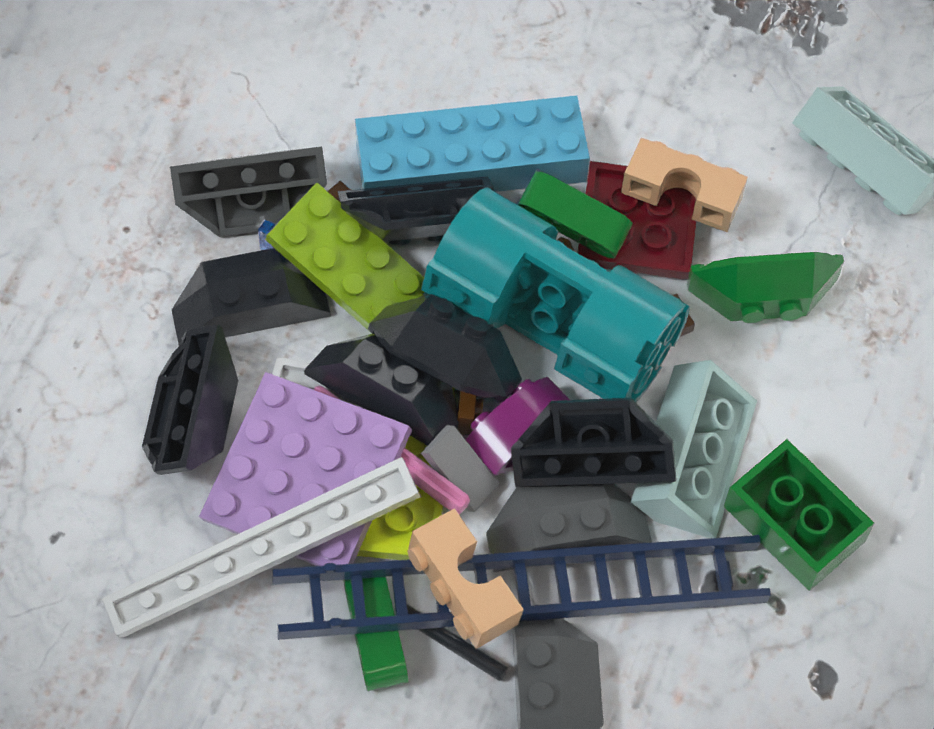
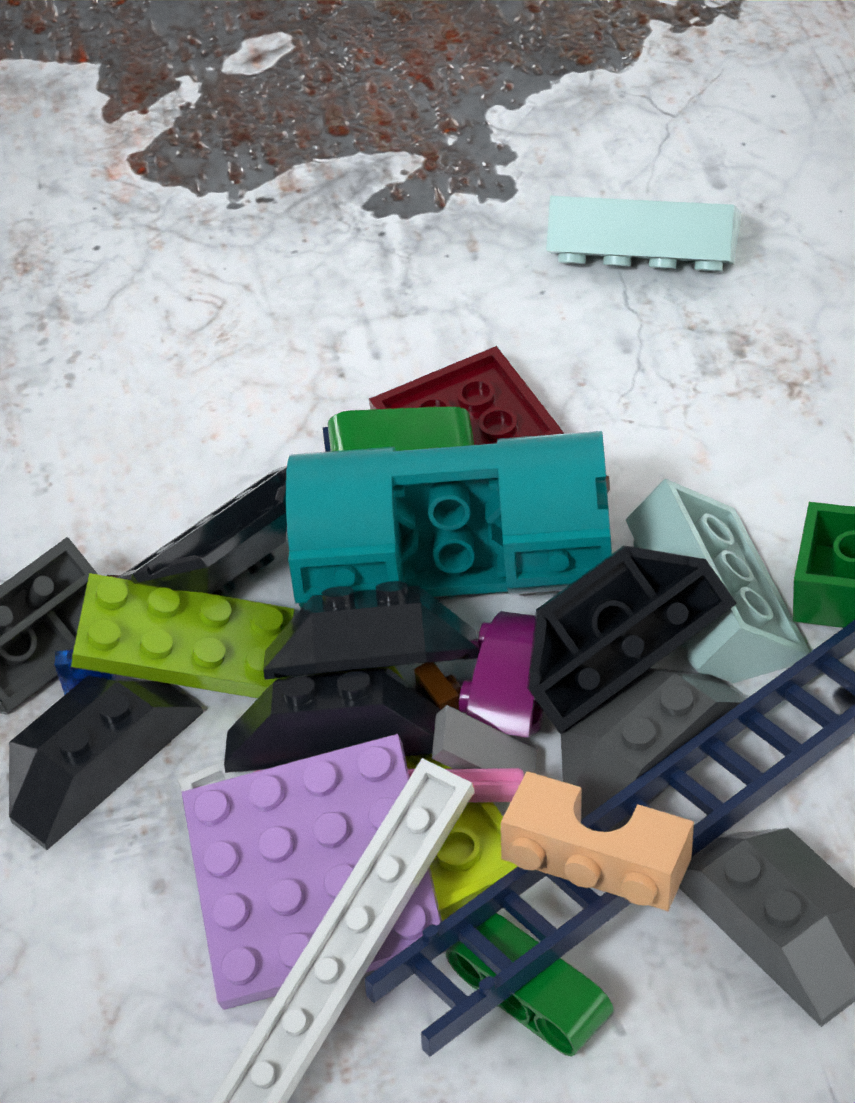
camera: 25 degrees left, 15 degrees down
(191, 403) = (111, 885): black wedge -> none
(464, 649) = (644, 939): black bar -> none
(475, 142) = (222, 453): medium azure brick -> none
(660, 168) = (521, 340): light nougat arch -> none
(765, 284) = (650, 393): green wedge -> none

